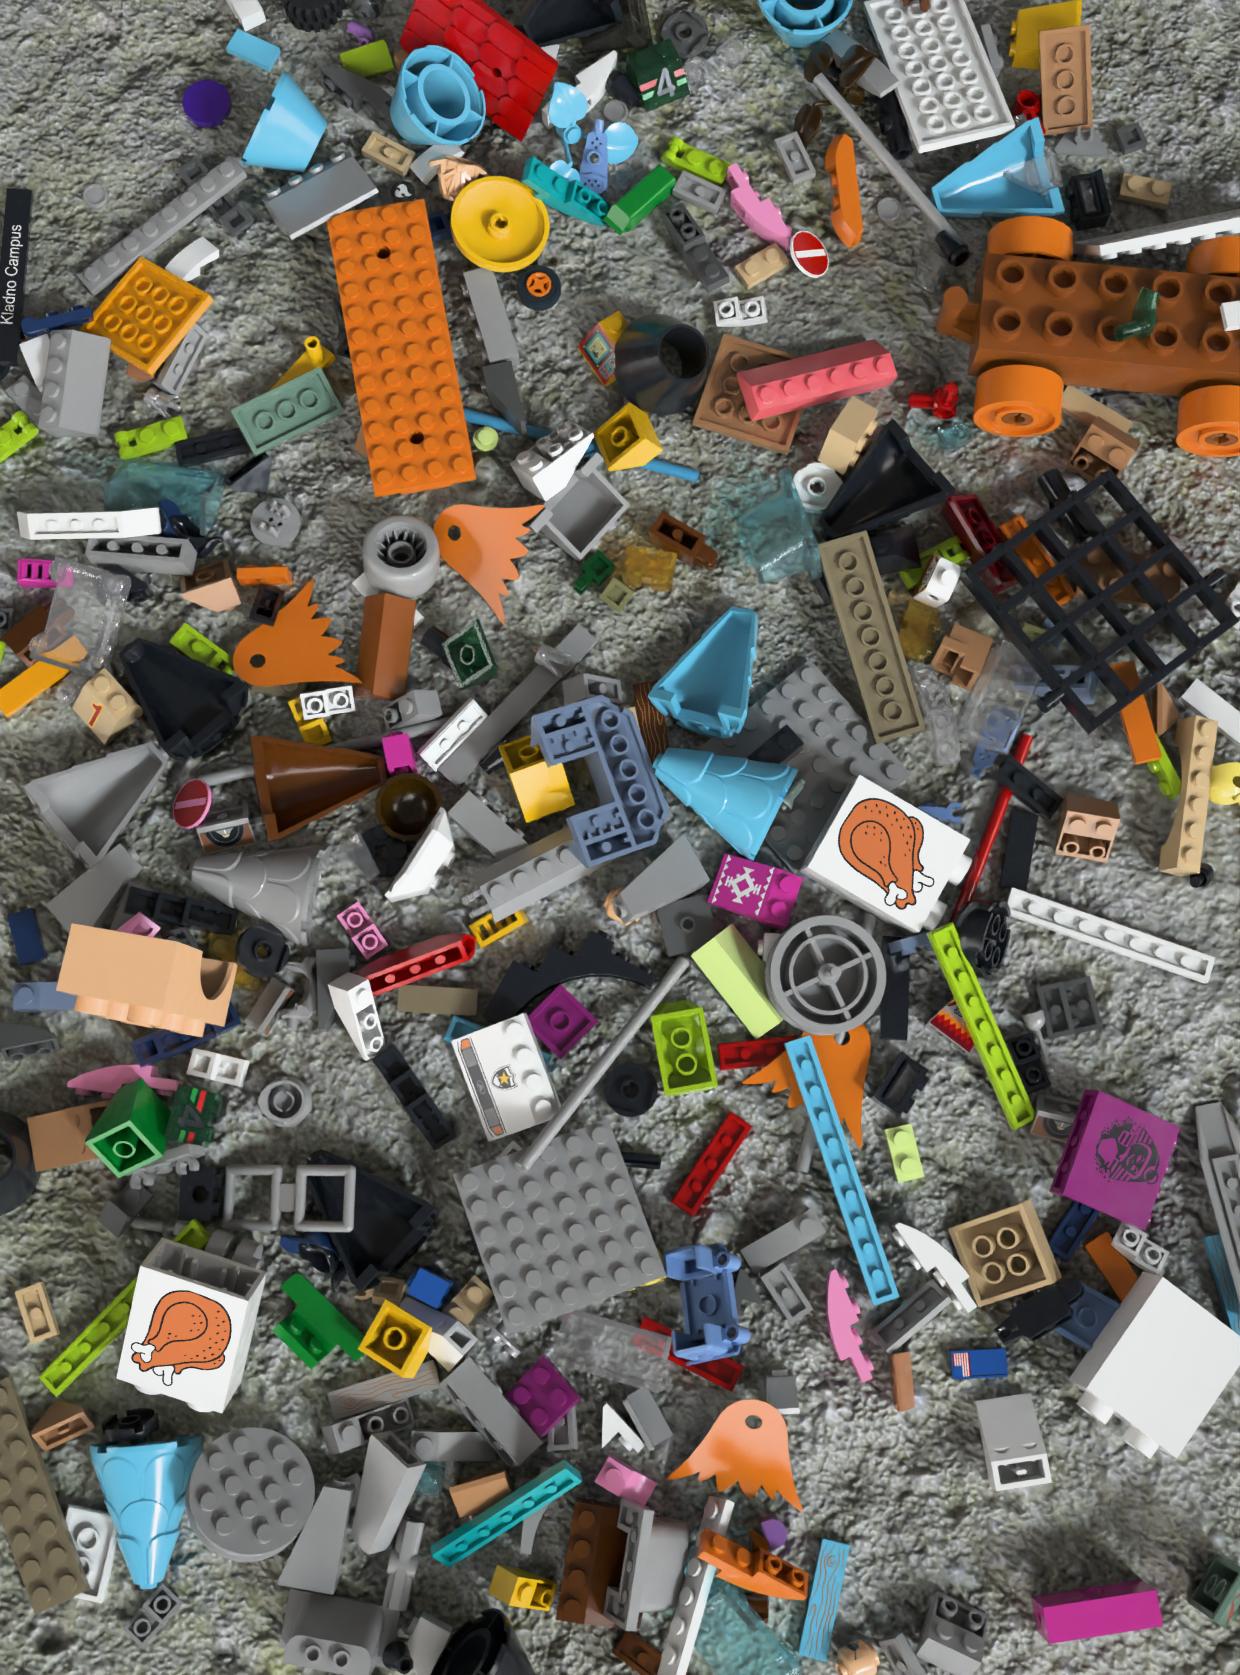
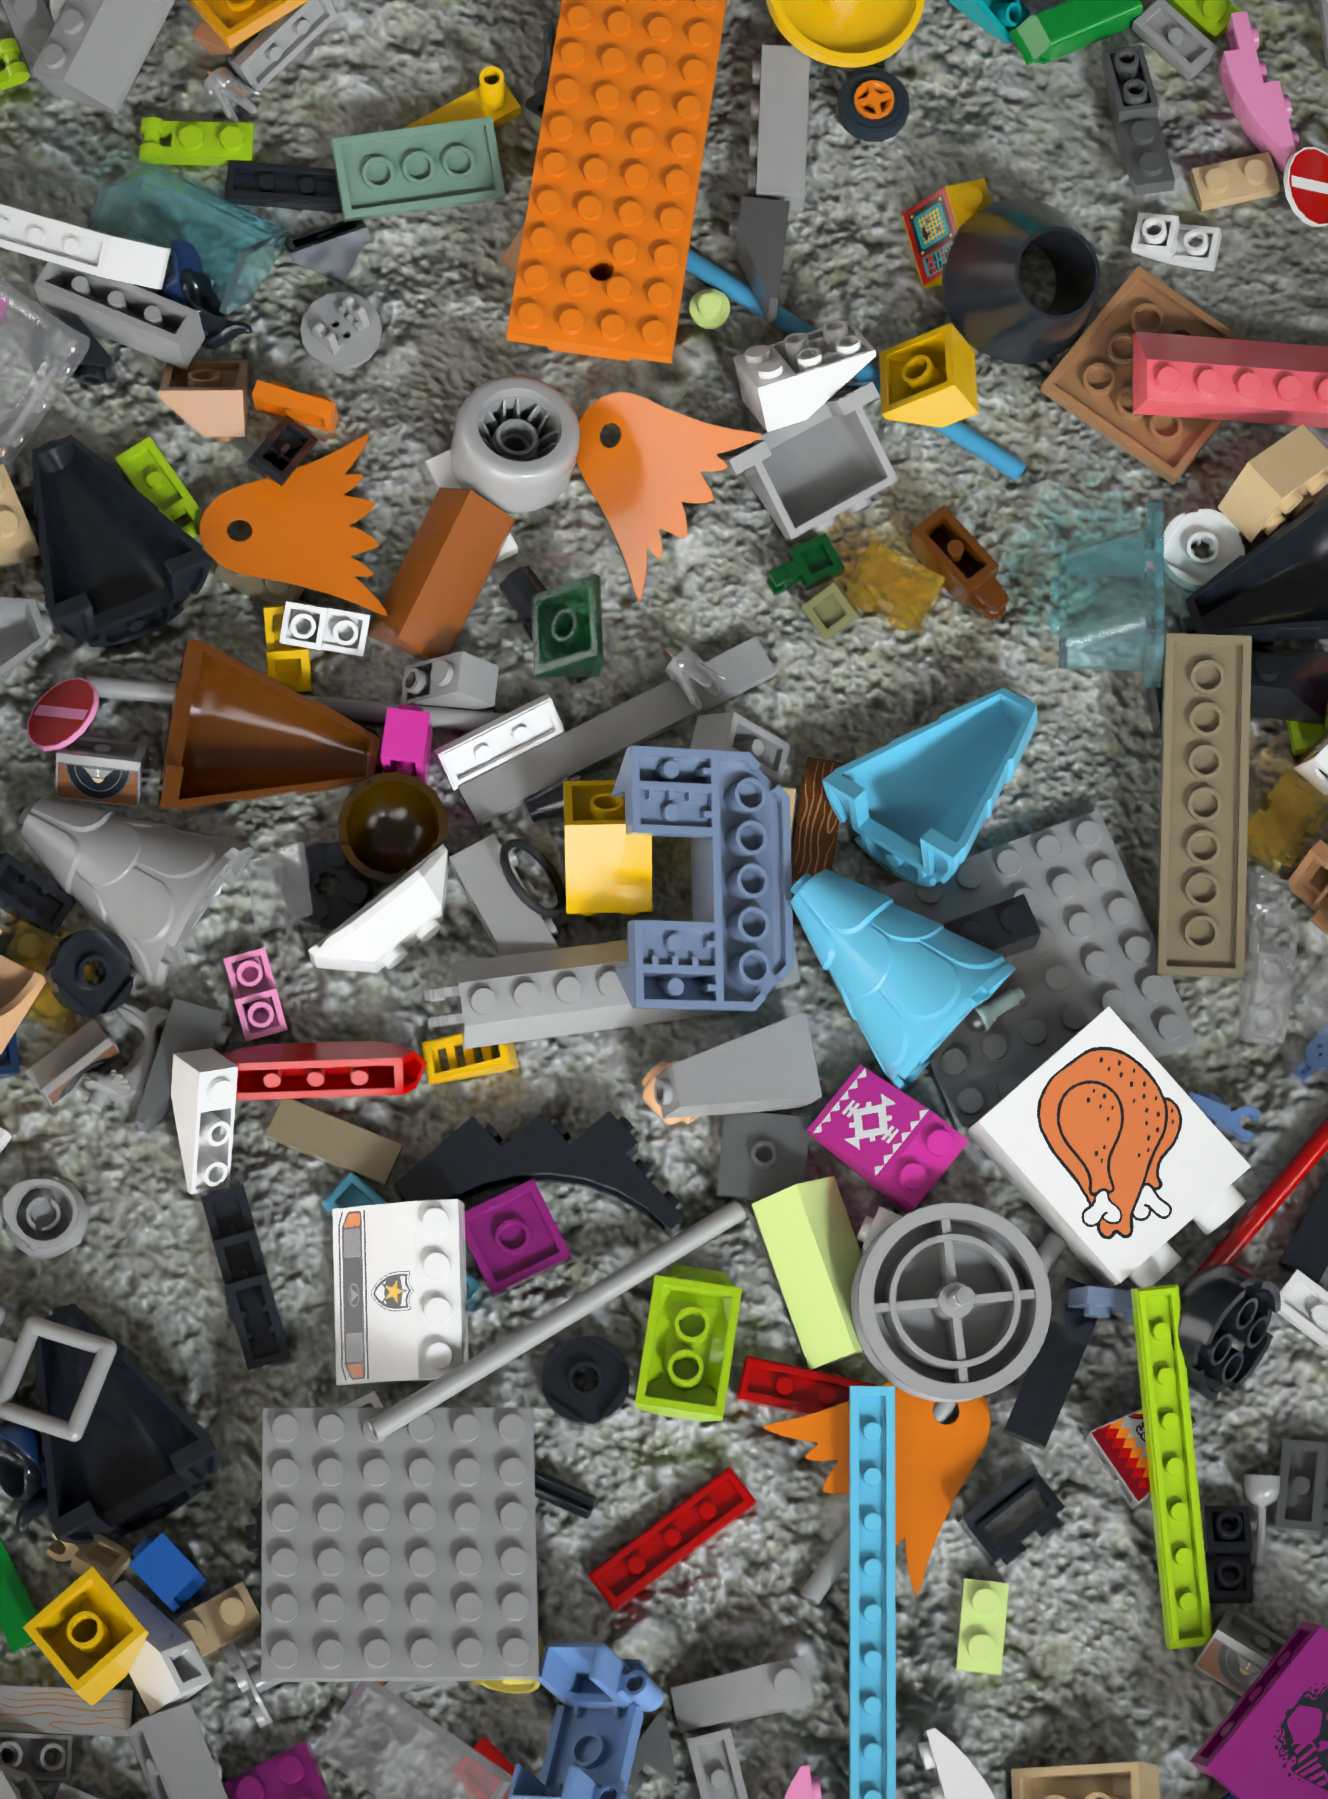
camera: 15 degrees right, 5 degrees down
(488, 814) = (517, 888): none -> black tyre

